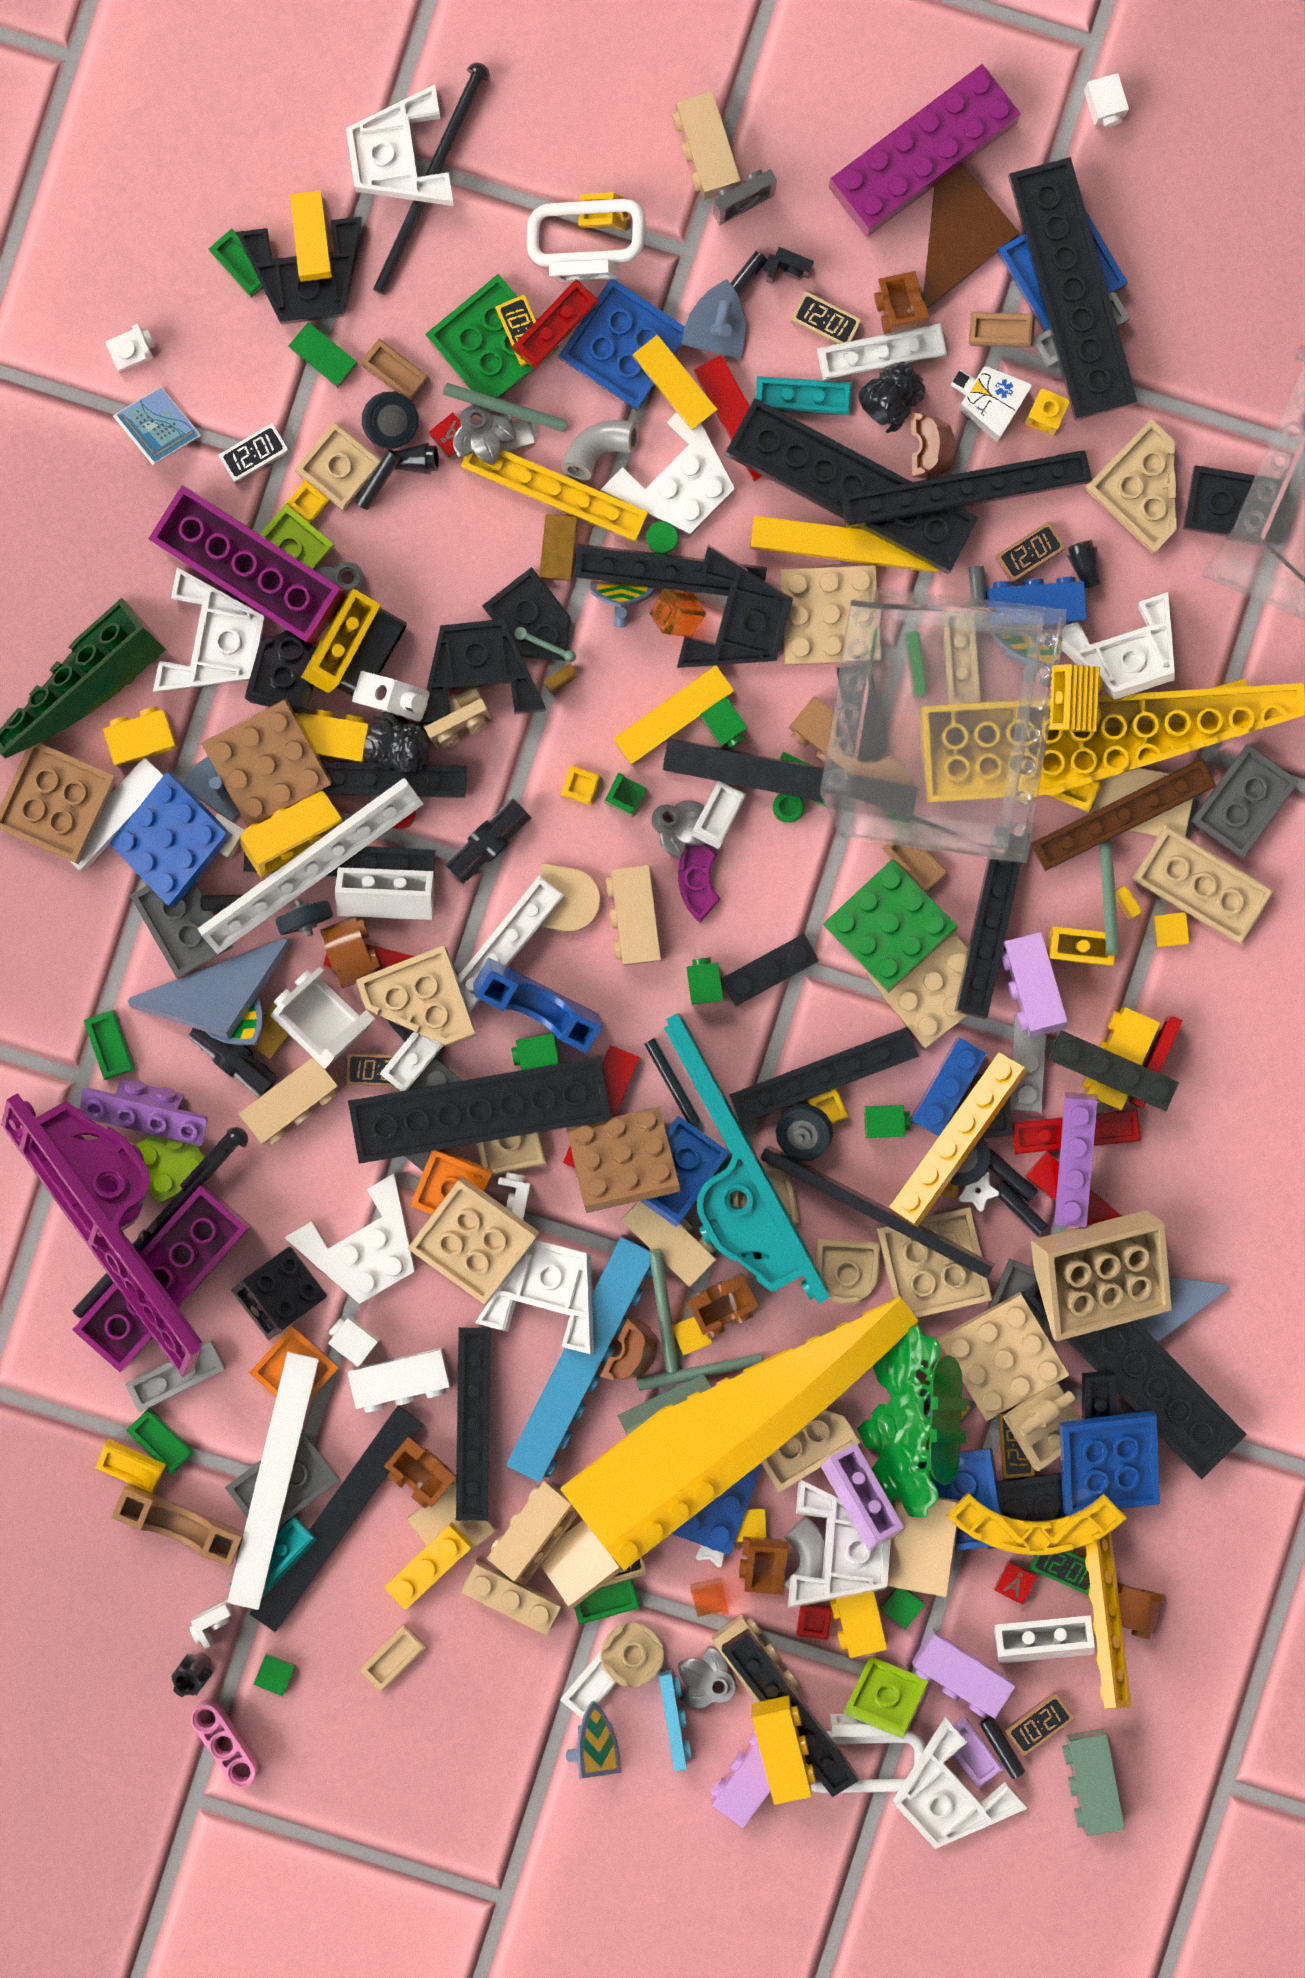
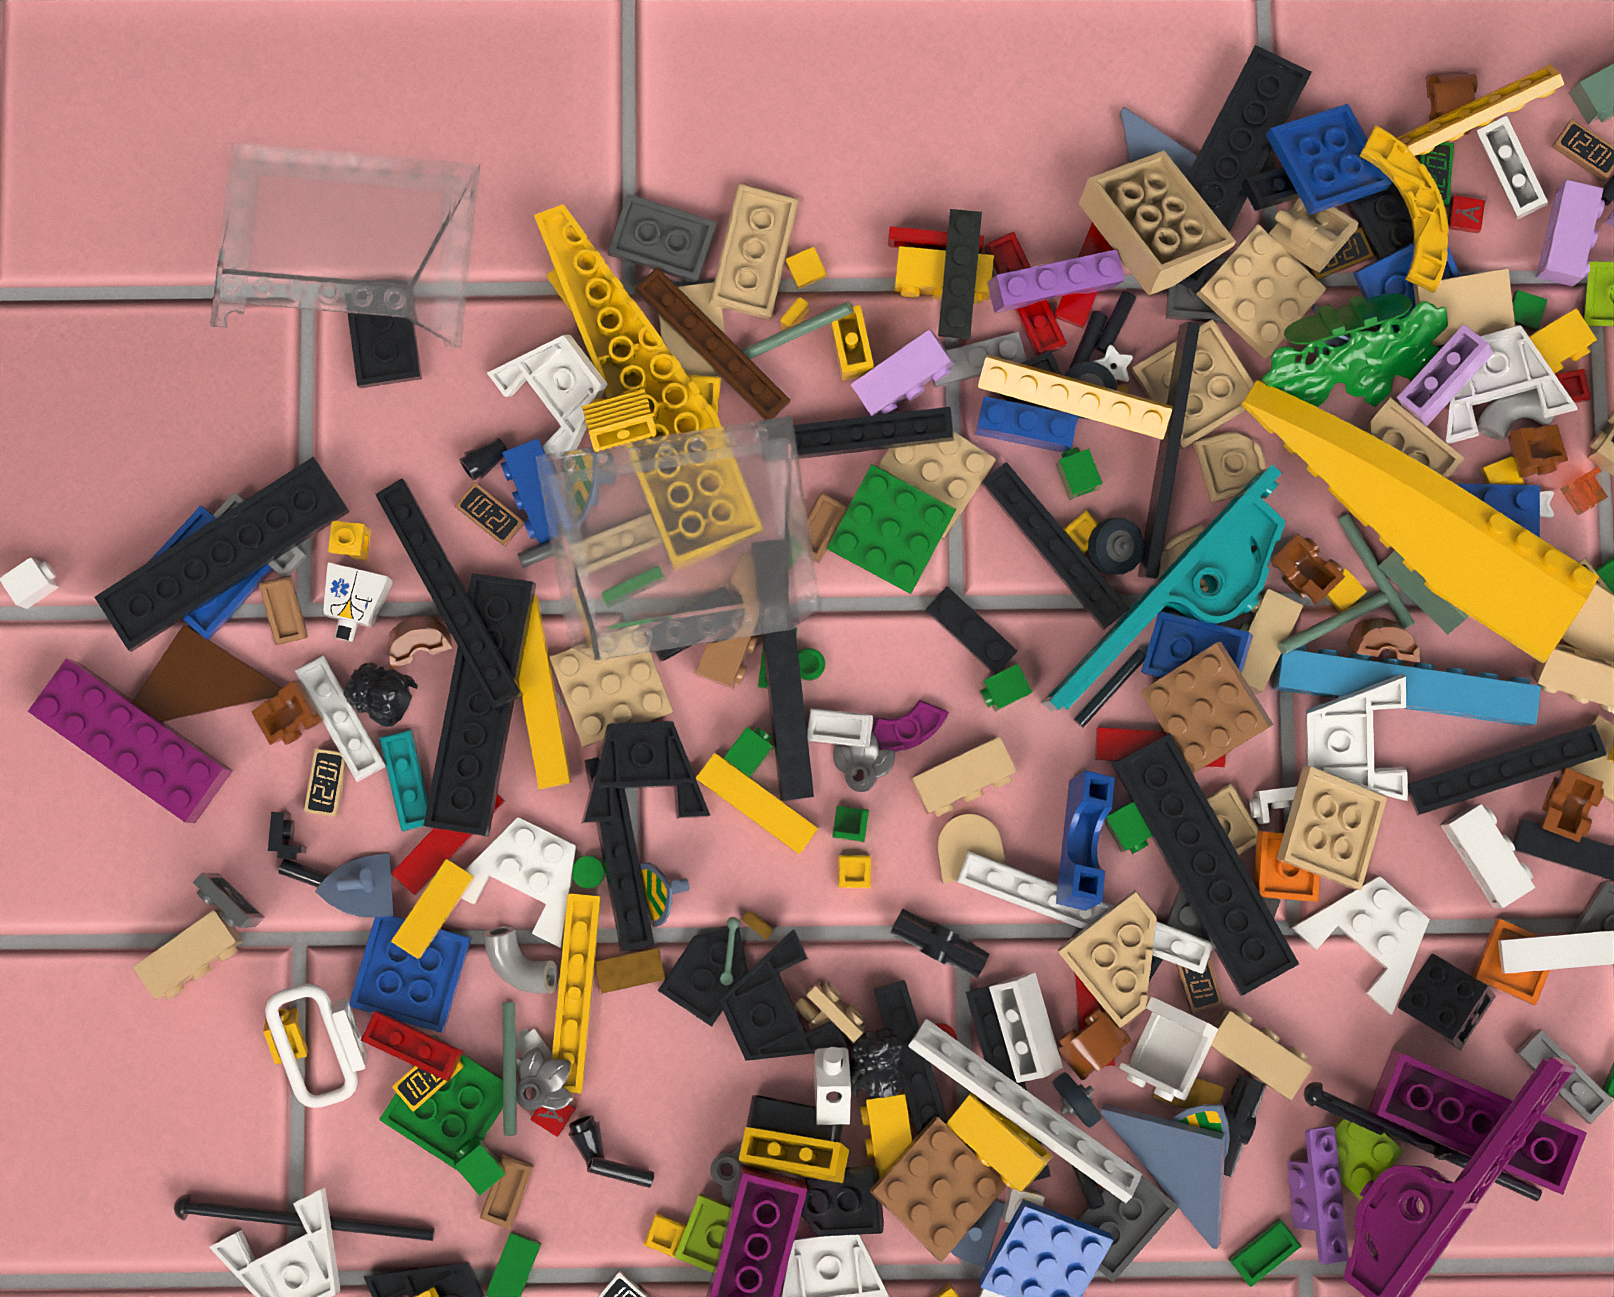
camera: 110 degrees left, 5 degrees down
(338, 466) = (619, 1216): tan tile -> none
(352, 1340) = (1467, 913): white brick -> none
(390, 420) = (557, 1179): black wheel -> none
(427, 351) = (478, 1165): none -> green brick
(677, 613) = (657, 832): clear orange panel -> none
(1141, 486) = (393, 429): tan plate -> none

